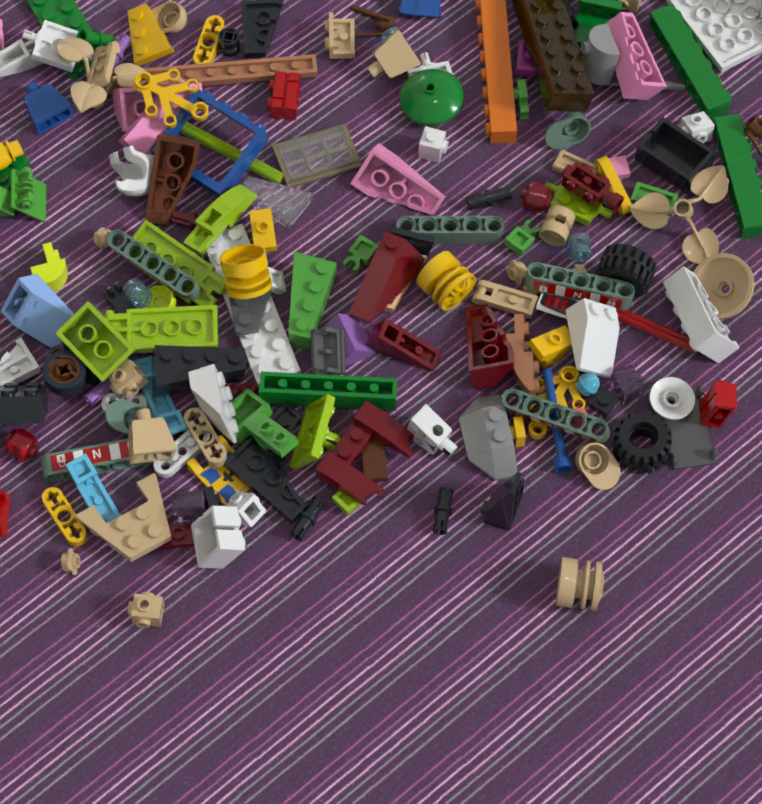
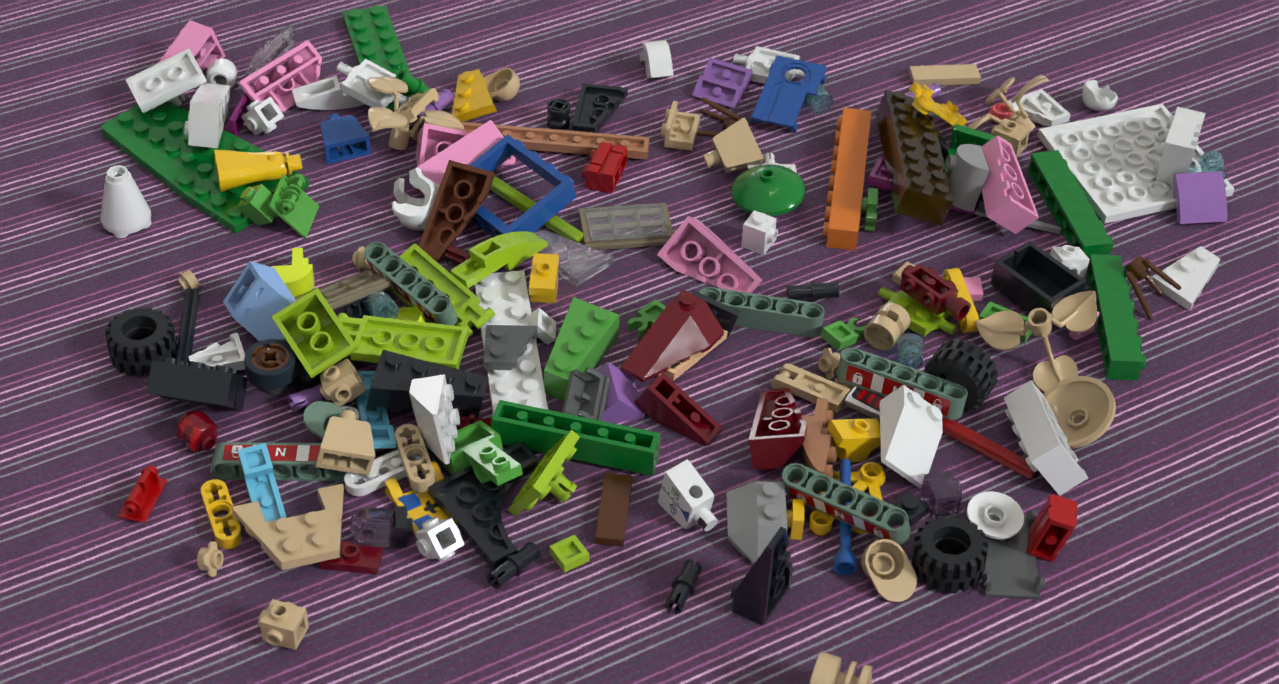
camera: 10 degrees right, 20 degrees down
(96, 280) = (353, 289): none -> dark tan piece
(168, 95) = (453, 118): yellow plant -> none
(208, 35) = (536, 106): yellow beam -> none
(218, 537) = (395, 558): white piece -> none
(246, 271) = (510, 300): yellow wheel -> none
(337, 466) = (566, 514): dark red wedge -> none
(446, 280) = (743, 353): yellow wheel -> none
(536, 197) = (867, 297): dark red head -> none
(570, 130) = (917, 243): sand green cap -> none
(588, 384) = (893, 483): medium azure plate -> none

